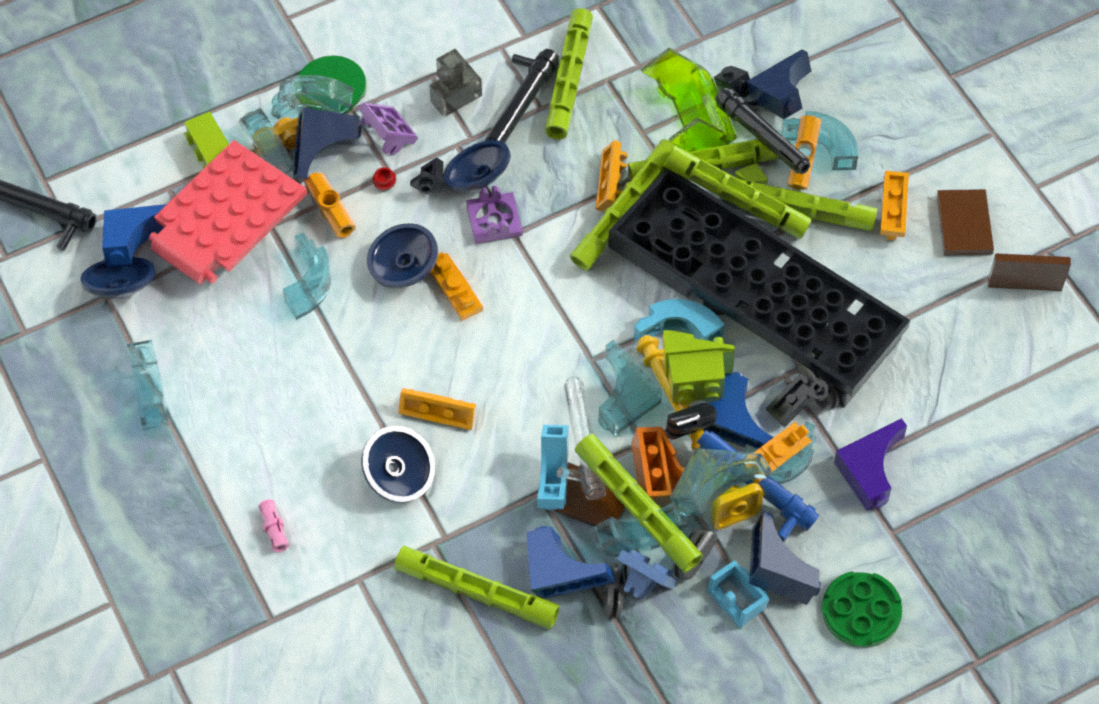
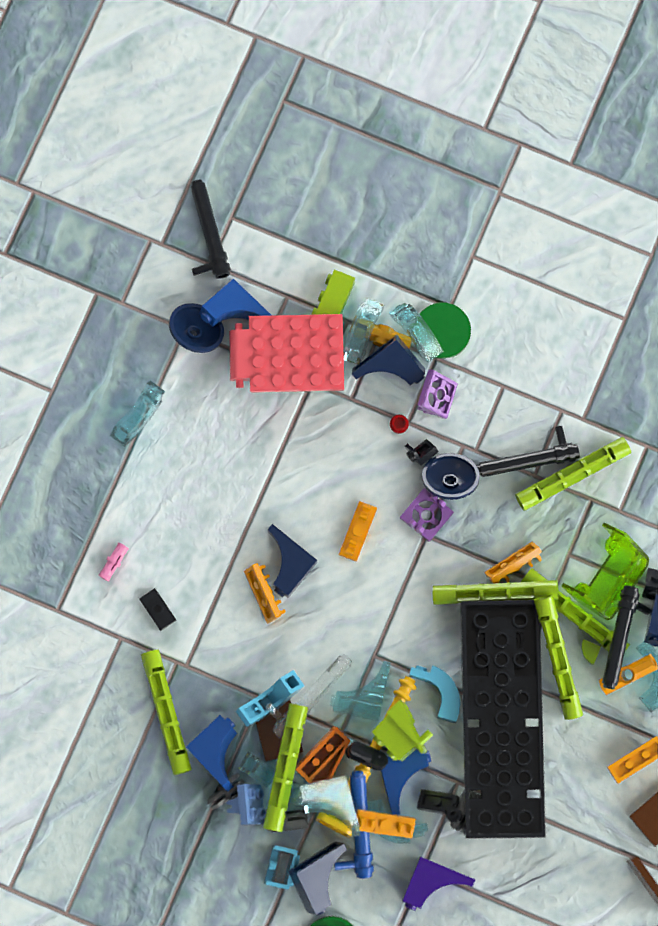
camera: 50 degrees right, 20 degrees up
(314, 286) = (292, 447): clear light blue arch -> none
(335, 213) = (347, 419): light orange piece -> none
(362, 520) = (157, 609): none -> black plate
(398, 247) = (344, 475): dark blue dish -> none
(409, 457) = (209, 613): dark blue dish -> none
(428, 356) = (294, 566): none -> dark blue arch
(456, 84) = (503, 414): clear smoke brick -> none
(822, 208) = (592, 703): lime piece -> none

